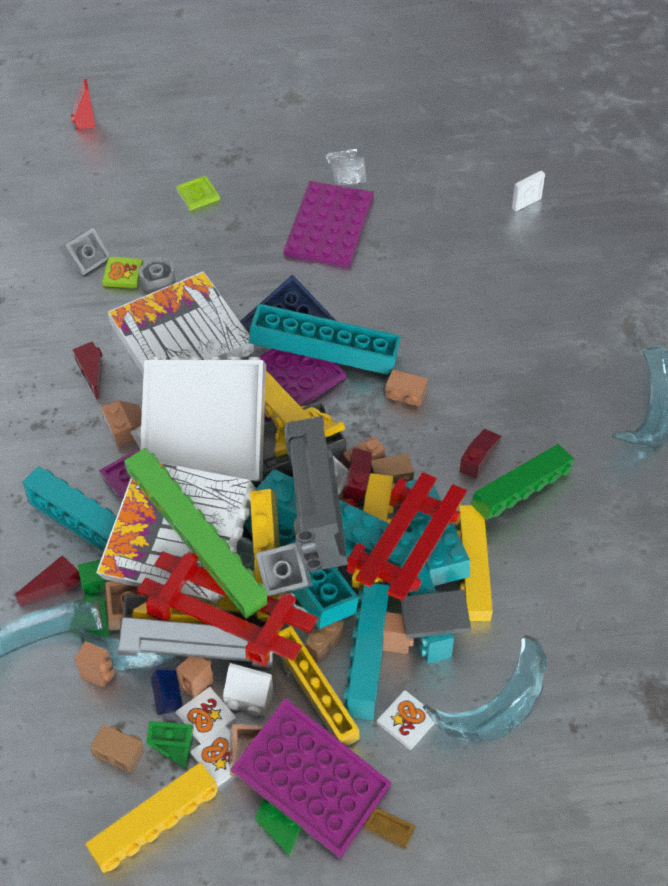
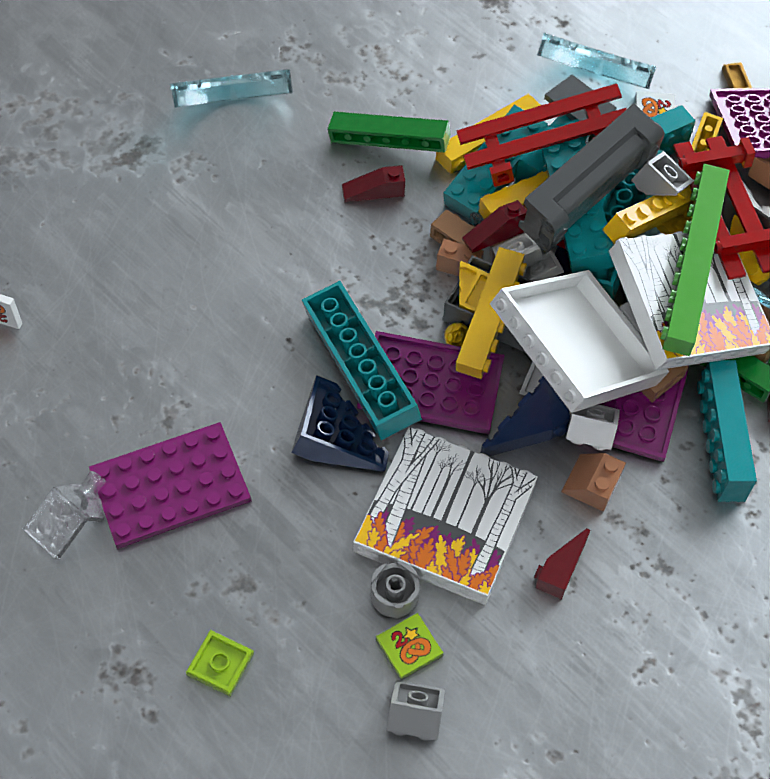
camera: 130 degrees left, 5 degrees up
(406, 387) = (351, 272): nougat brick -> none

